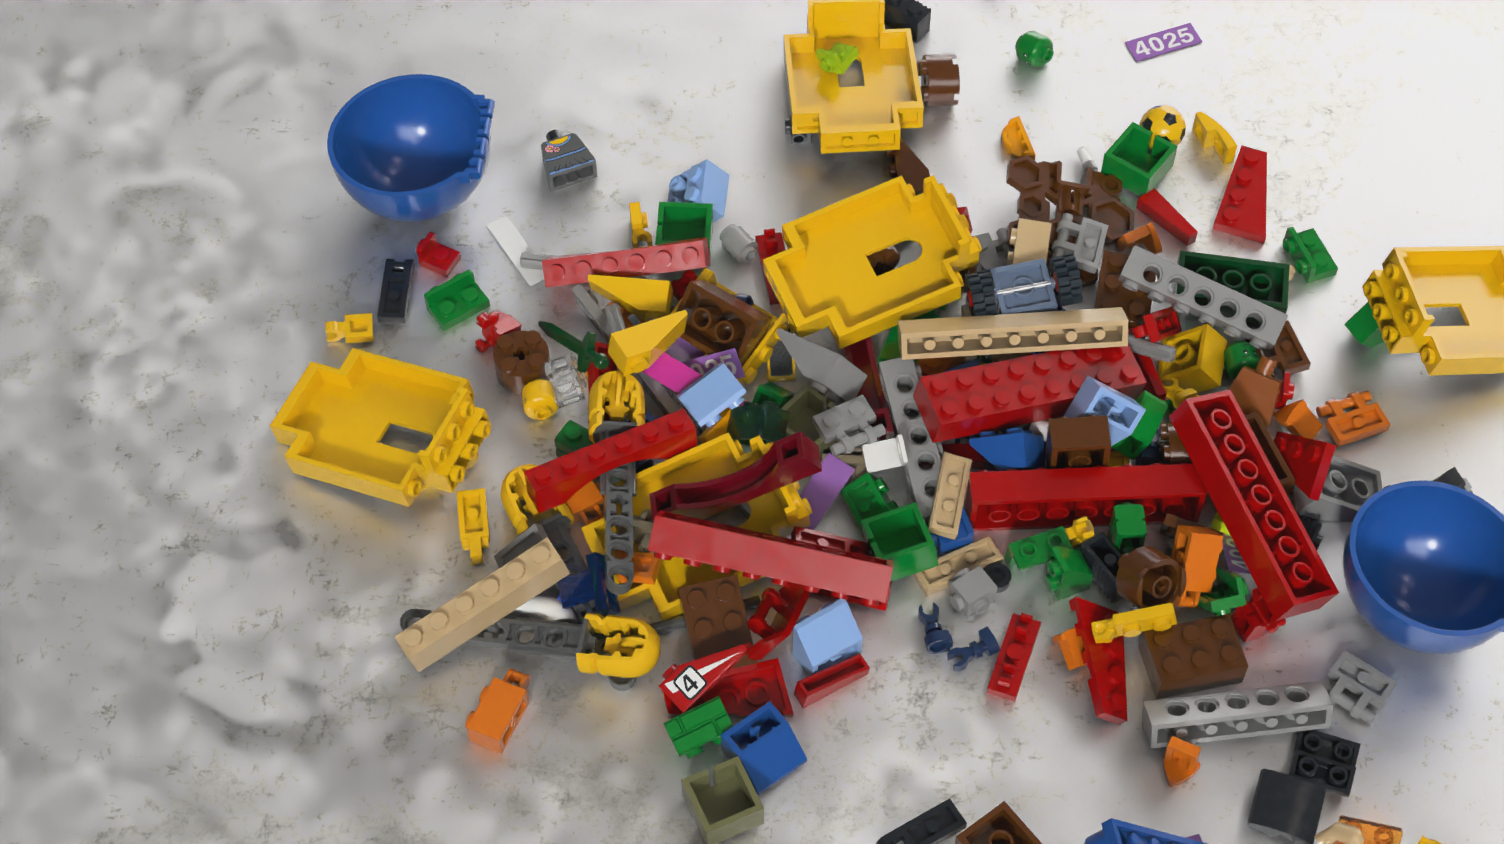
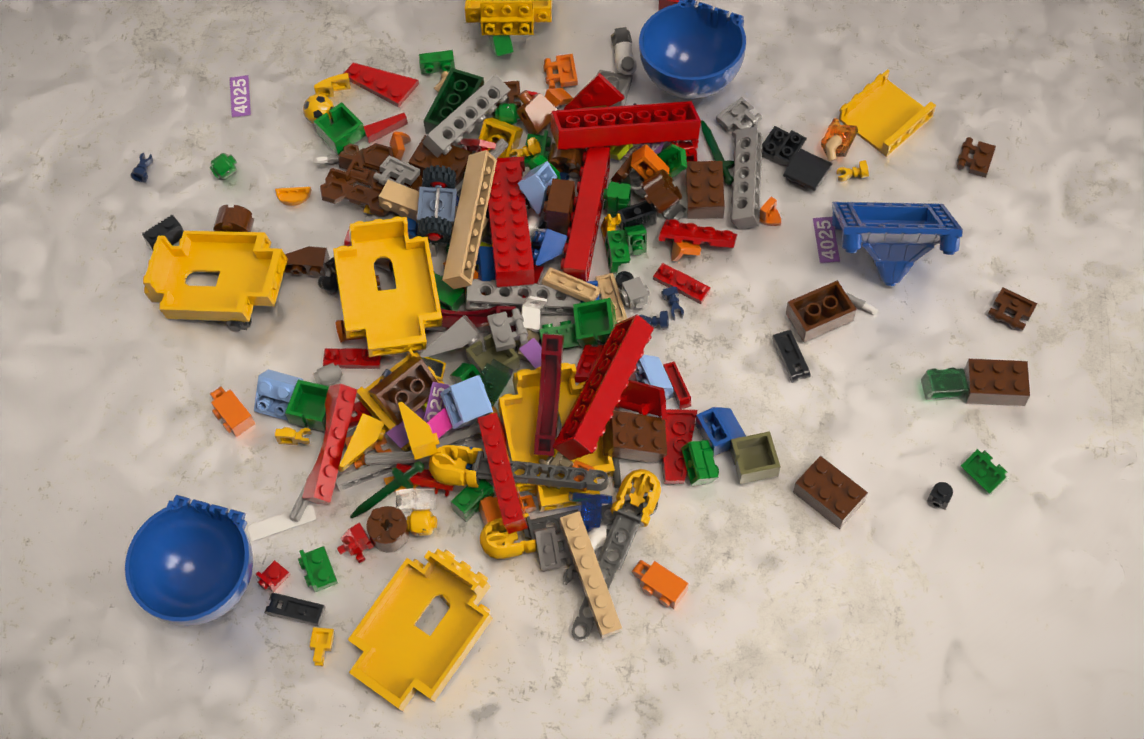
camera: 75 degrees left, 5 degrees up
(473, 522) = (511, 581): yellow hinge -> none
(566, 160) = (215, 475): dark grey torso -> none
(660, 153) = (231, 411): none -> orange brick
(694, 679) = (672, 448): slope -> none
(837, 58) = (192, 280): lime bracket -> none
(1134, 622) = (686, 208): yellow hinge -> none
(1257, 677) = (728, 179): none -> dark green sword

